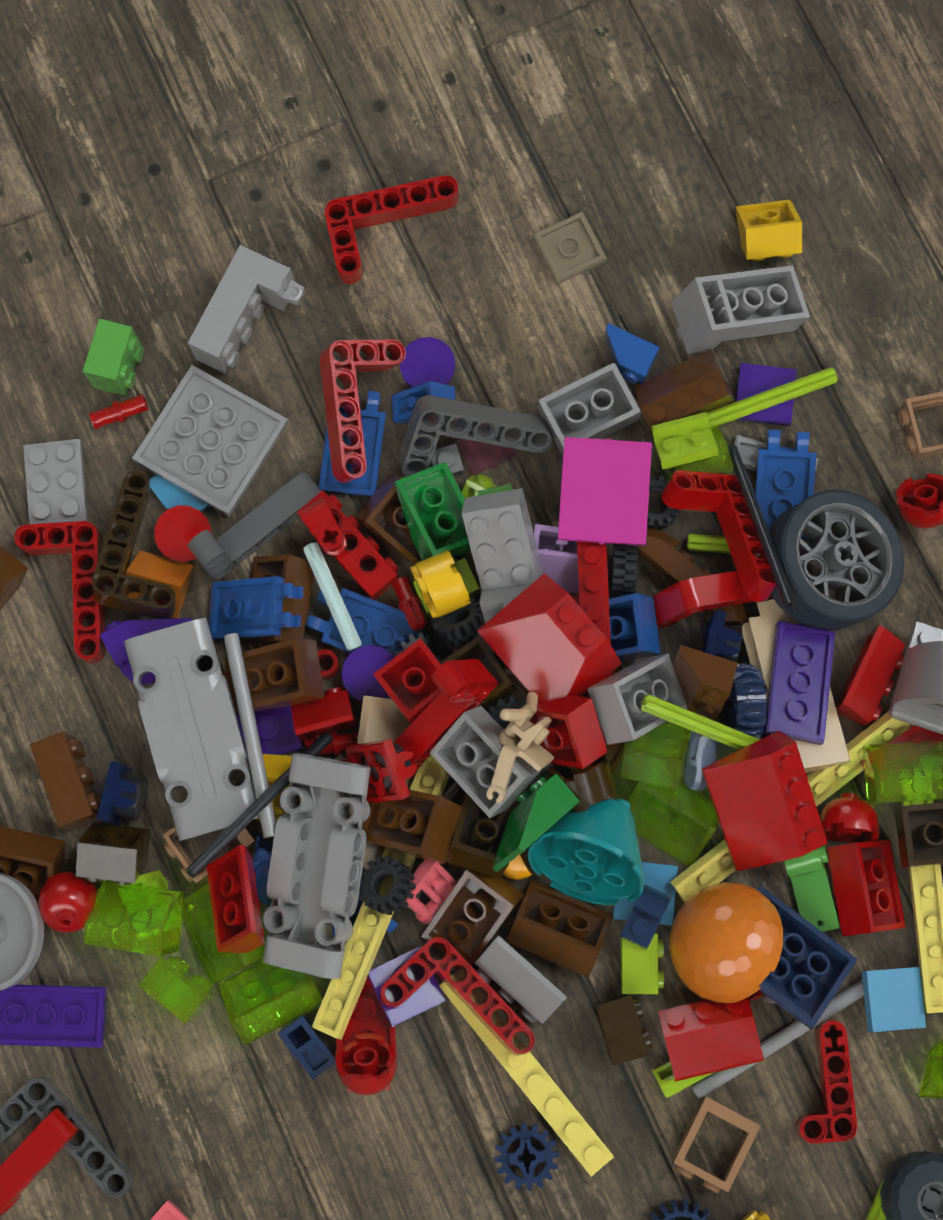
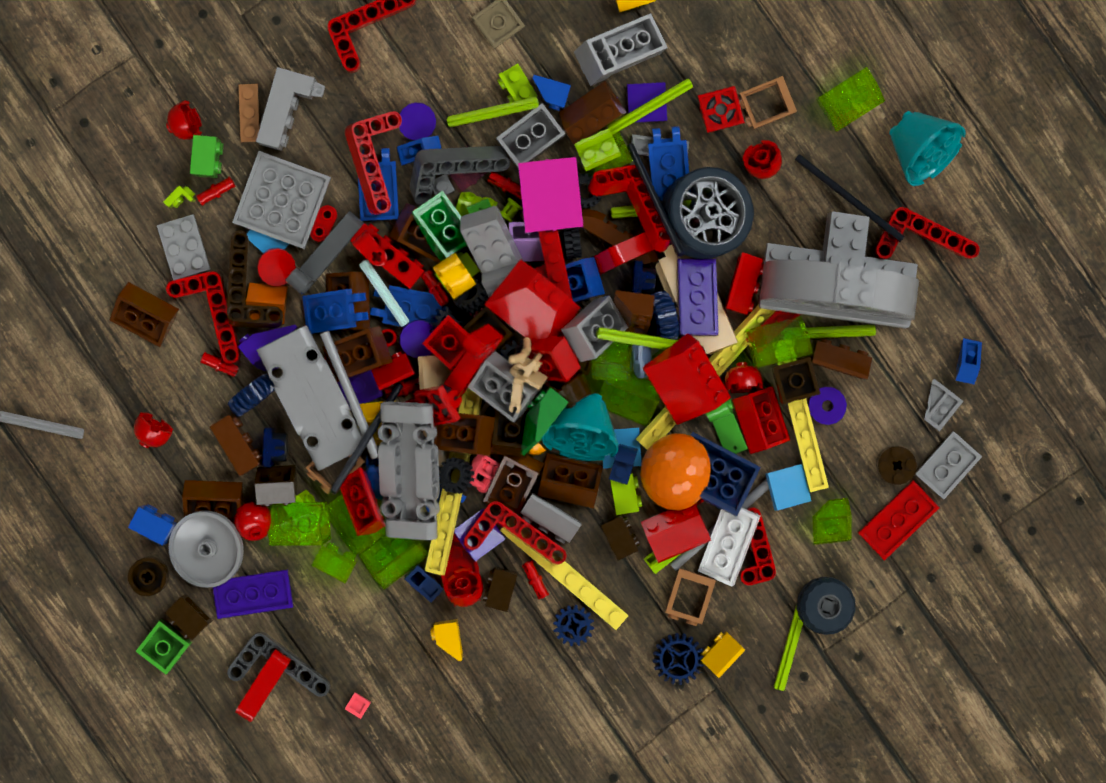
camera: 15 degrees left, 10 degrees up
(60, 405) = (175, 199): none -> lime bracket
(69, 660) = (219, 364): none -> red axle
(92, 301) = (183, 121): none -> red cylinder
(104, 711) = (251, 395): none -> dark blue gear
(189, 310) = (249, 112): none -> medium nougat plate
(264, 483) = (323, 223): none -> red plate
(328, 1140) = (448, 637): none -> yellow slope
(423, 1078) = (501, 588): none -> dark brown brick
(479, 1073) = (535, 579): none -> red pin
(539, 473) = (505, 184): none -> red pin
(540, 366) = (492, 112): none -> lime axle
(541, 510) = (510, 210): none -> lime bush
(581, 340) = (516, 84): none -> lime bracket
(789, 1074) = (729, 545): none -> white plate
(873, 420) = (719, 111): none -> red piece

